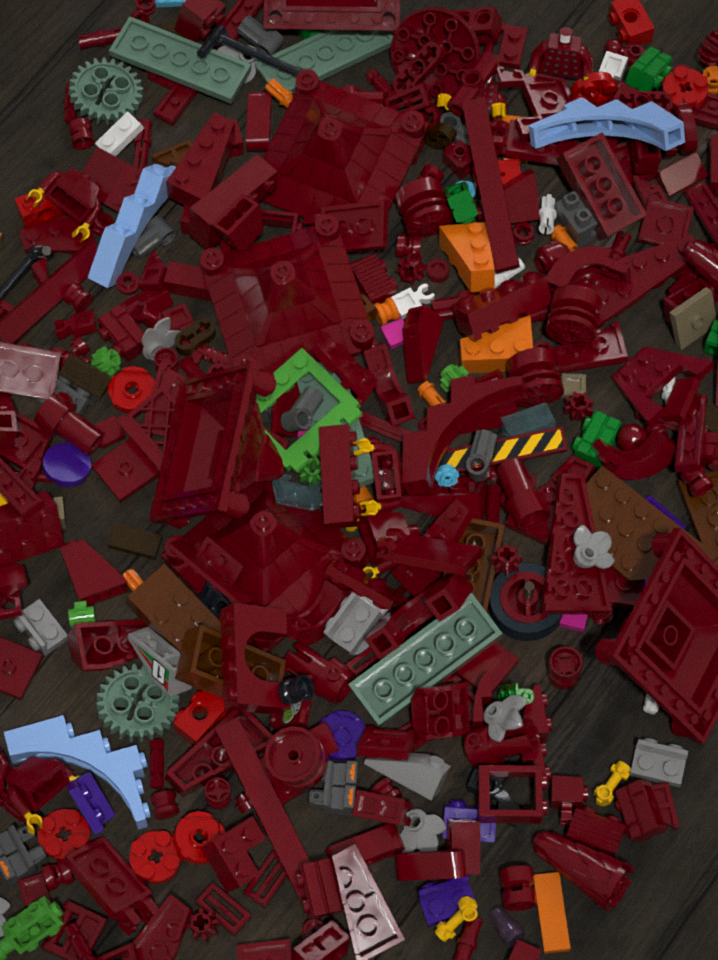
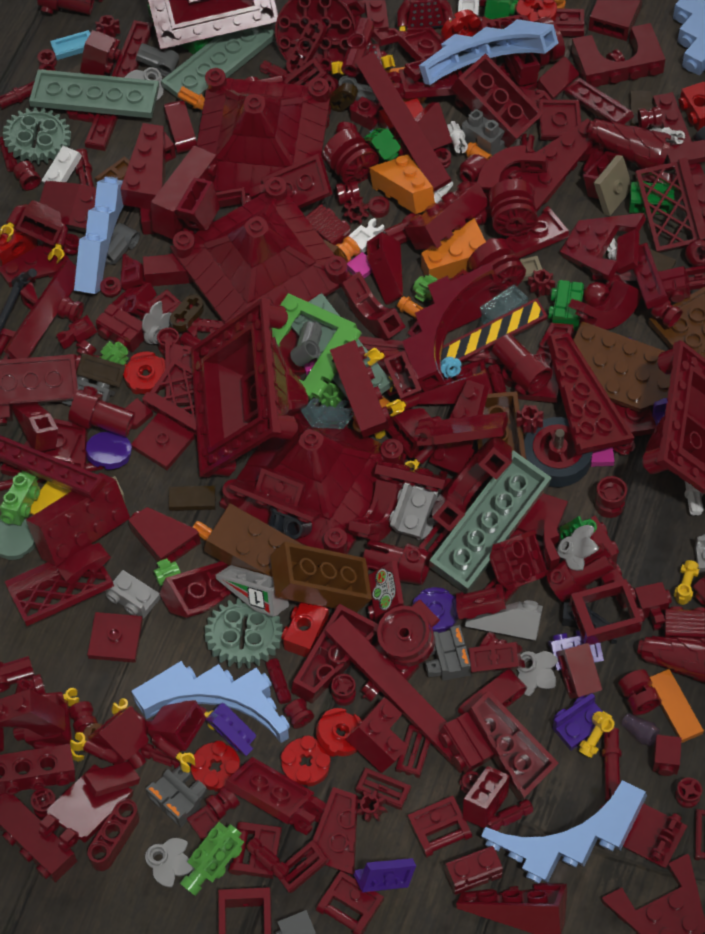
camera: 15 degrees left, 5 degrees down
(219, 36) = (123, 66): black bar -> none
(240, 686) = (338, 586): dark red arch -> none
(296, 689) = (387, 575): black wheel -> none
(351, 373) = (331, 296): dark red wing -> none
(430, 865) = (557, 693): dark red beam -> none
(481, 454) = (475, 340): dark grey piece -> none
(594, 546) = (600, 390): light grey plate -> none

